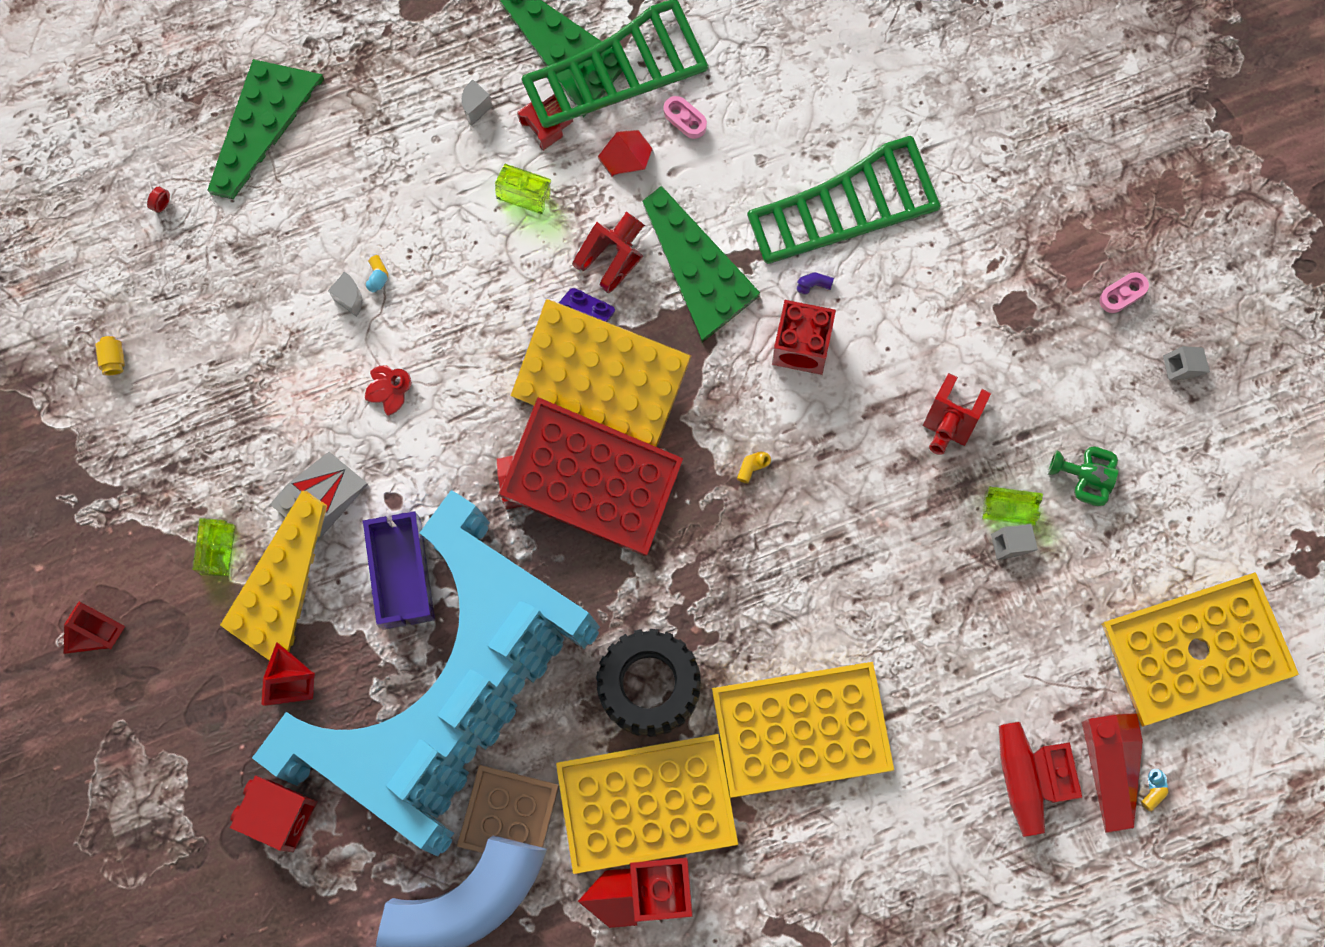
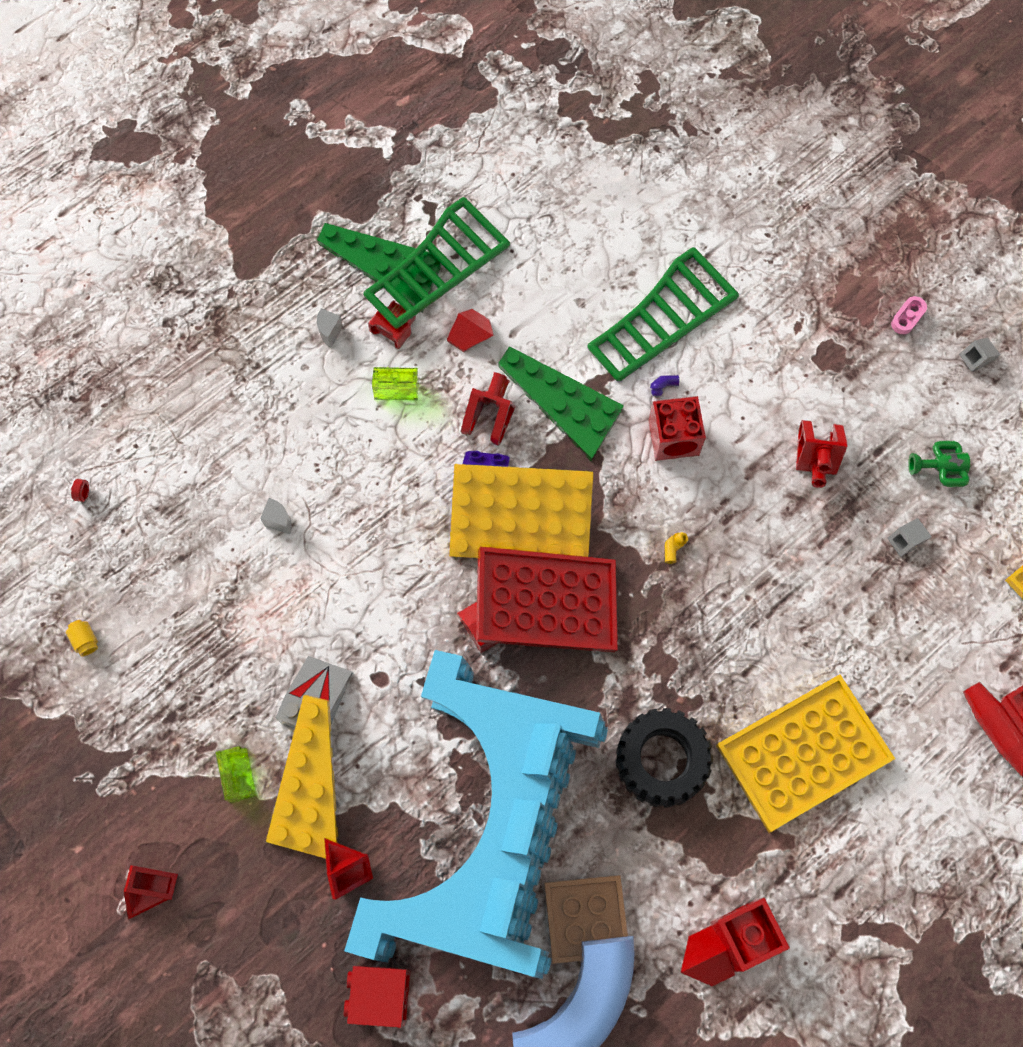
camera: 25 degrees left, 5 degrees down
(260, 118) = (146, 396): green wing -> none
(379, 275) = (298, 492): medium azure arm -> none
(384, 388) = (338, 586): red plate -> none
(398, 570) = (410, 737): dark purple piece -> none
(646, 804) = (701, 865): yellow plate -> none
(686, 118) = (508, 286): bright pink plate -> none
(1011, 505) = (895, 509): clear neon green hinge -> none

